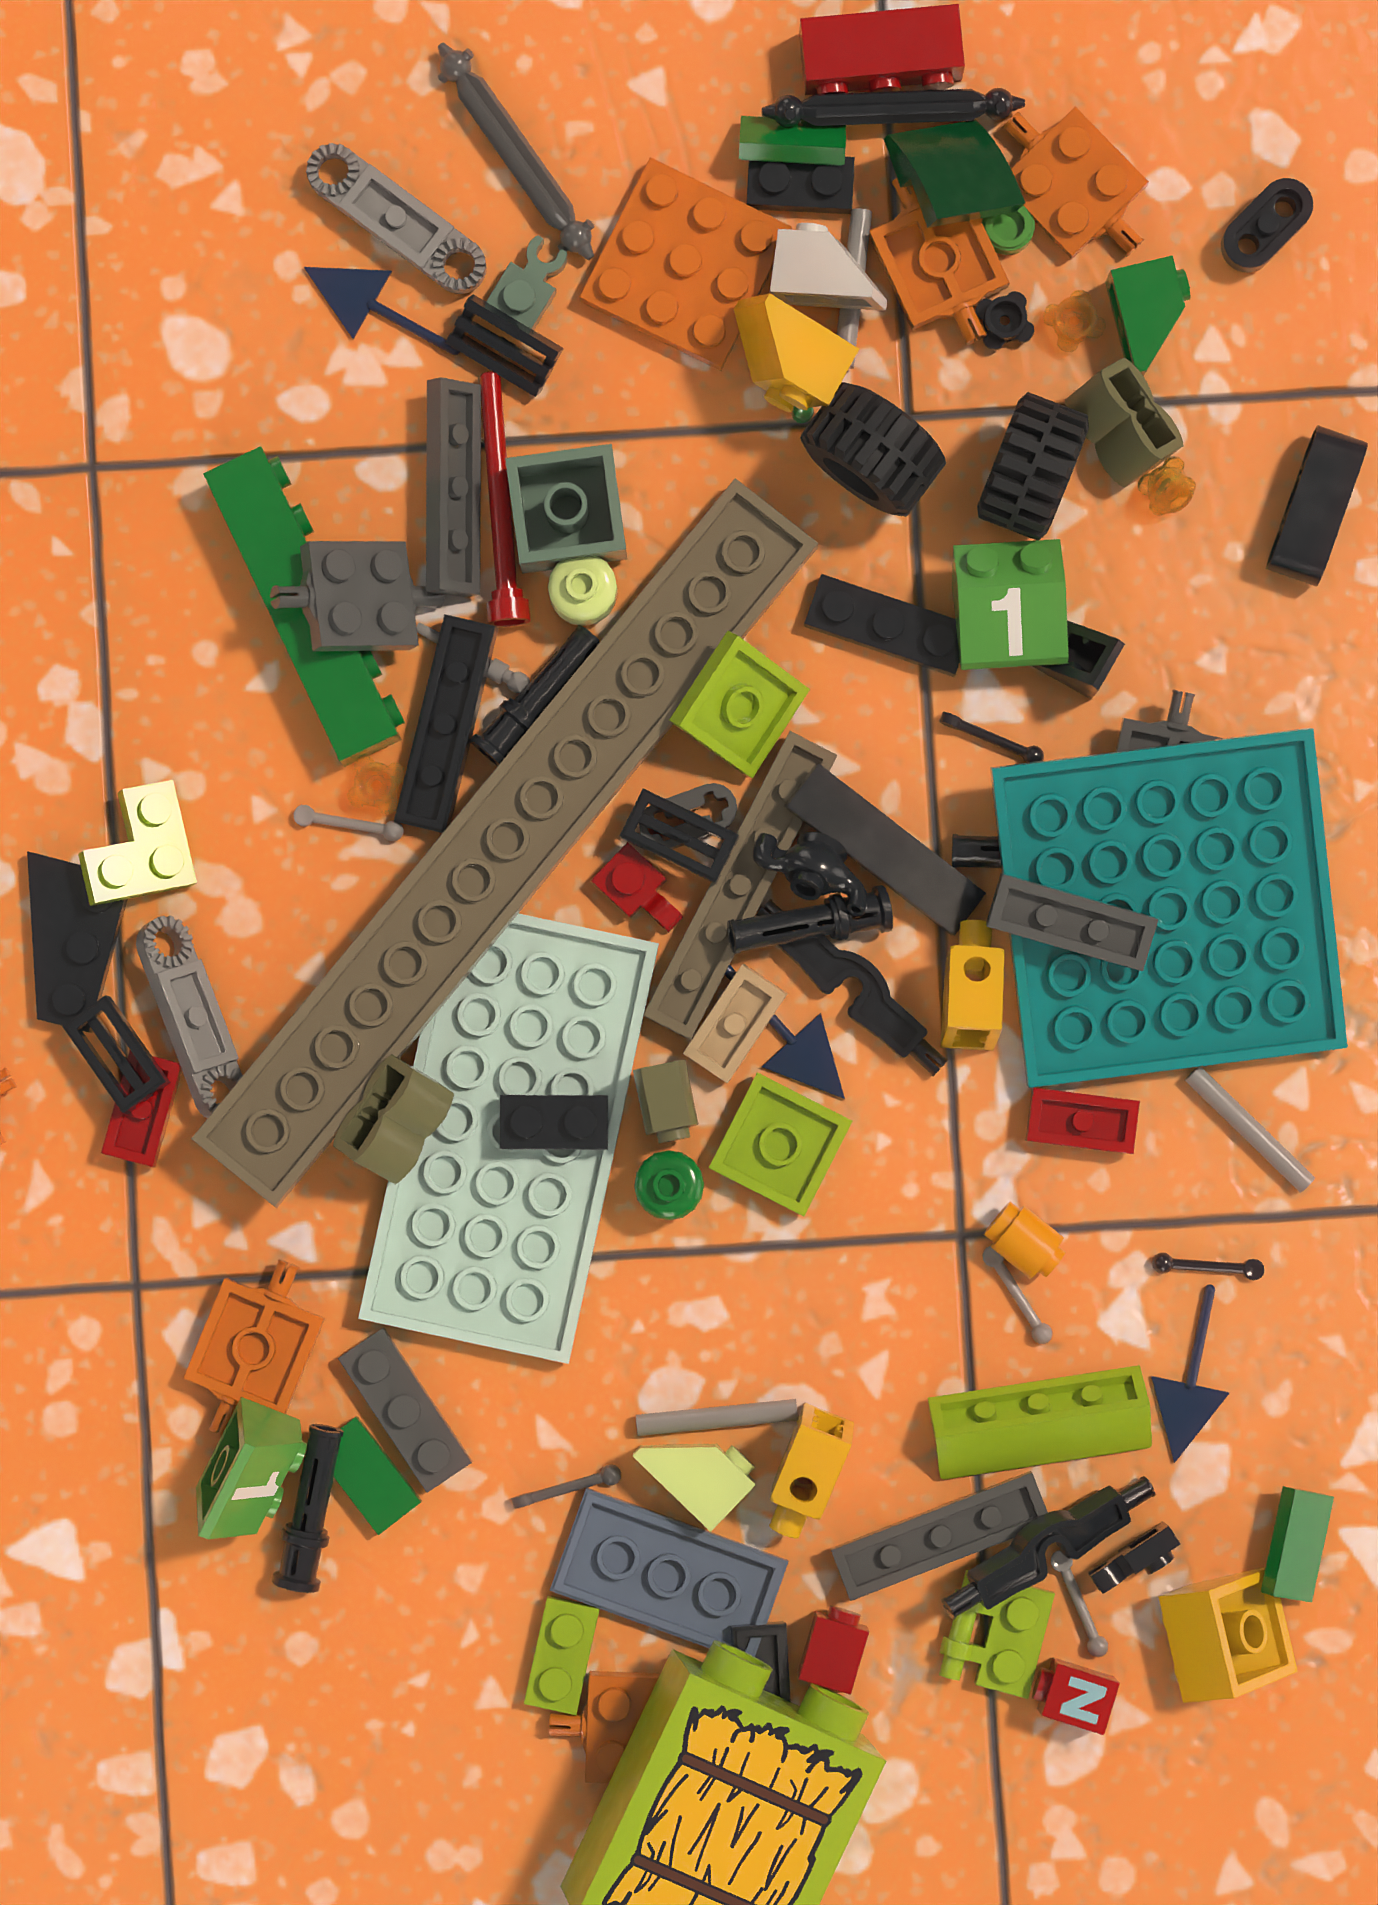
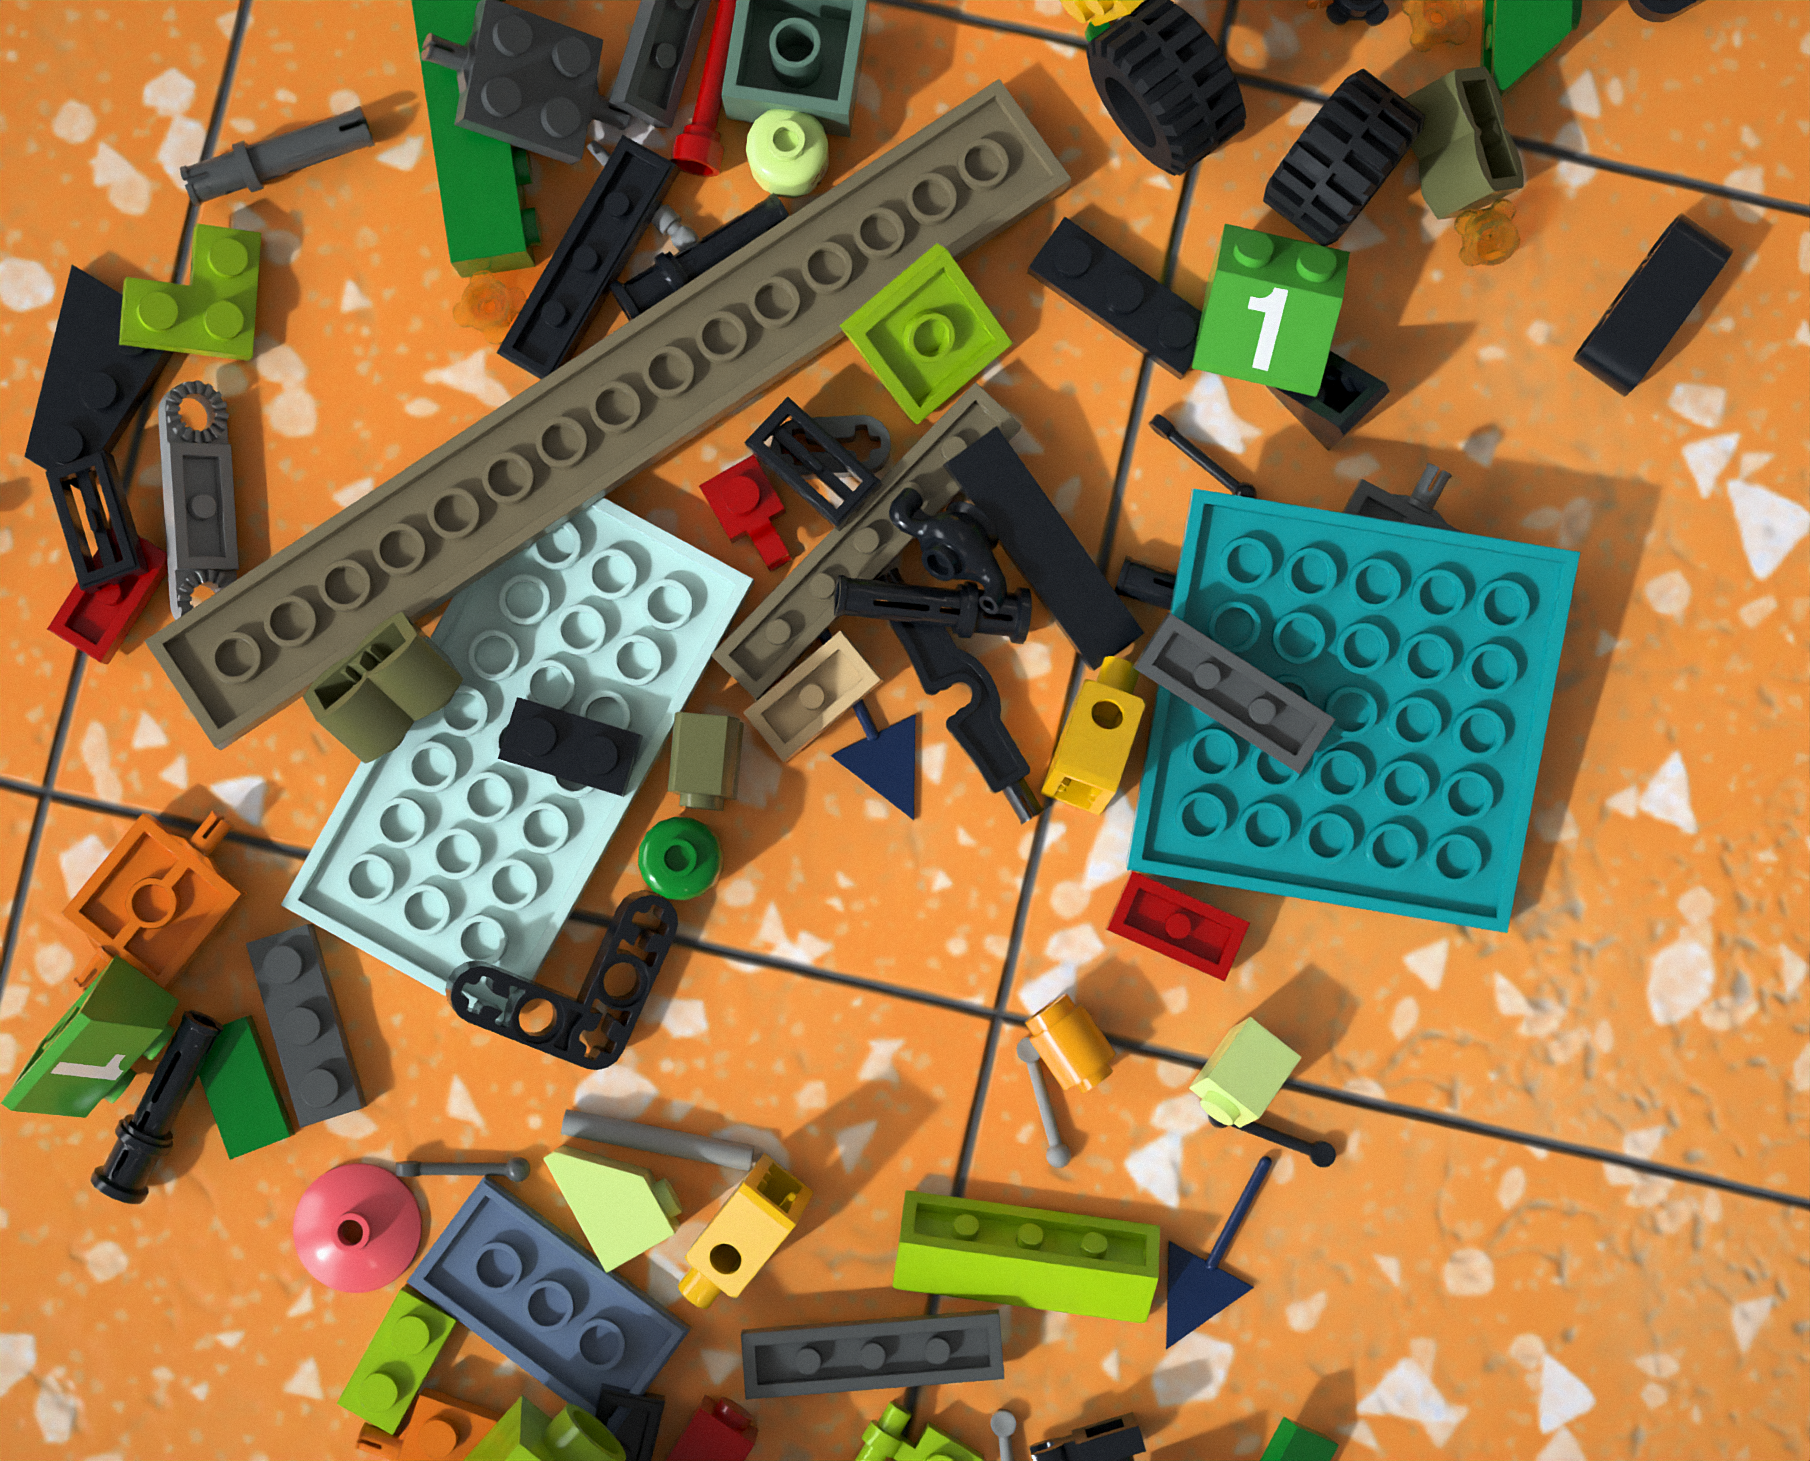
camera: 15 degrees right, 0 degrees up
(167, 713) = (276, 156): none -> dark grey pin
(306, 816) = (401, 320): light grey hinge -> none
(500, 1532) = (388, 1221): none -> coral dish
(618, 1336) = (570, 1013): none -> black beam
(780, 1144) = (823, 849): lime plate -> none
(1025, 1559) = (960, 1413): black piece -> none
(1170, 1223) = (1244, 1074): none -> yellowish green brick
(1250, 1129) = (1366, 992): light grey bar -> none

